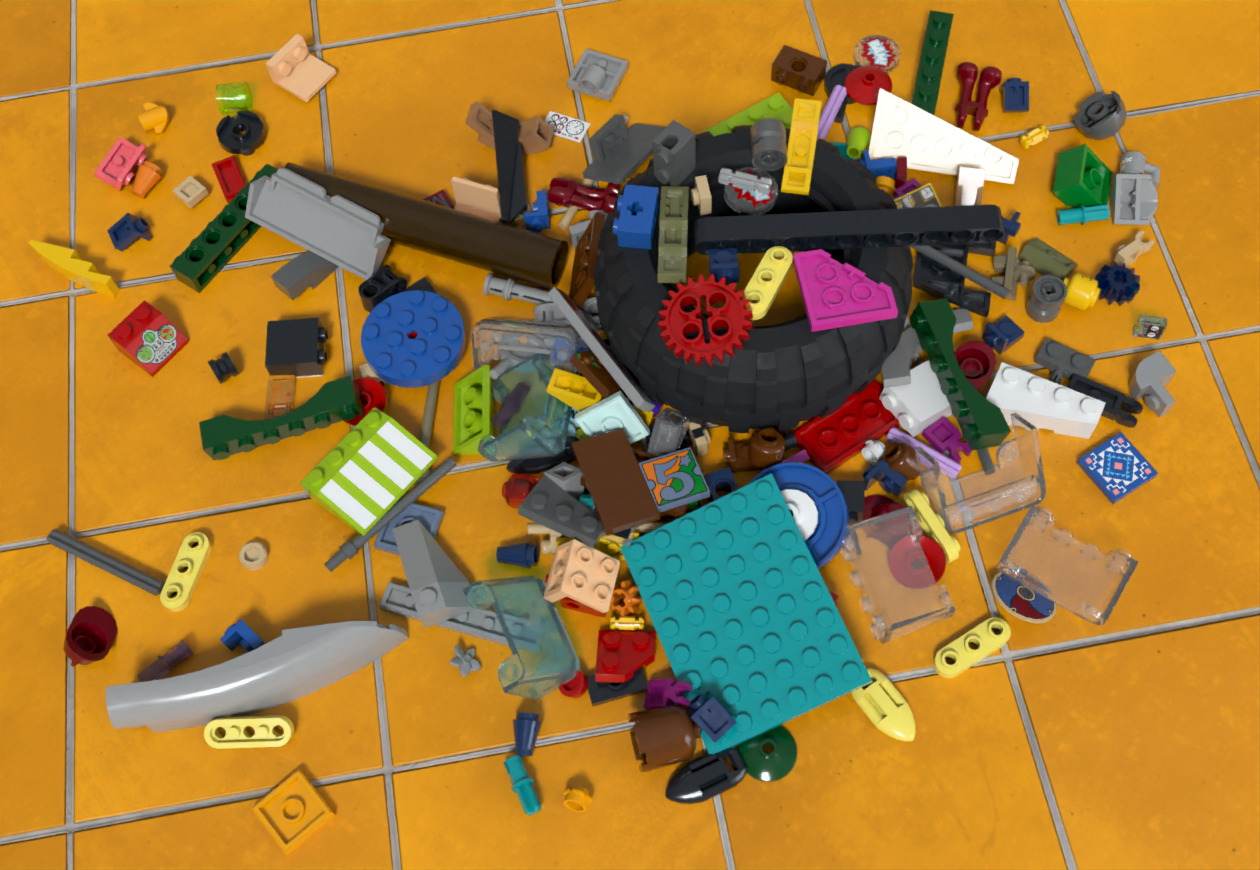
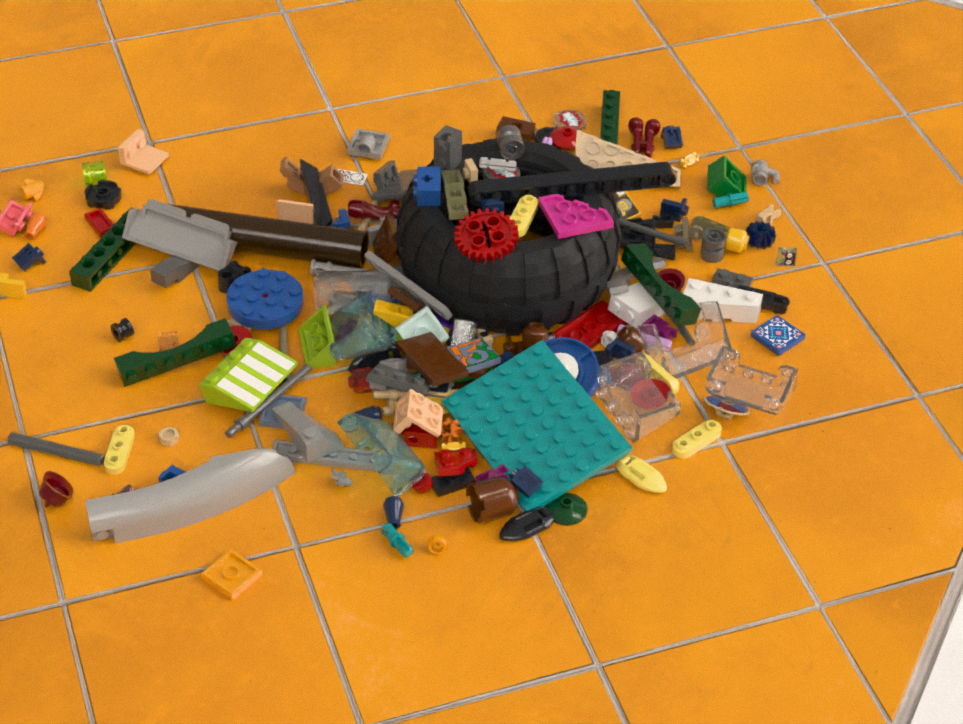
camera: 15 degrees left, 20 degrees down
(147, 338) = (59, 317): red slope -> none
(190, 192) = (71, 231): tan plate -> none
(237, 733) = (179, 529): light yellow plate -> none
(296, 347) = (177, 313): black piece -> none
(801, 146) = (532, 141): yellow slope -> none
(969, 186) = (650, 200): arch -> none
(1002, 334) = (688, 268): dark blue bracket -> none
(1101, 115) = (733, 143): dark grey cylinder -> none
(1133, 199) = (763, 188): light grey slope -> none
(1149, 383) = (793, 286): light grey brick -> none

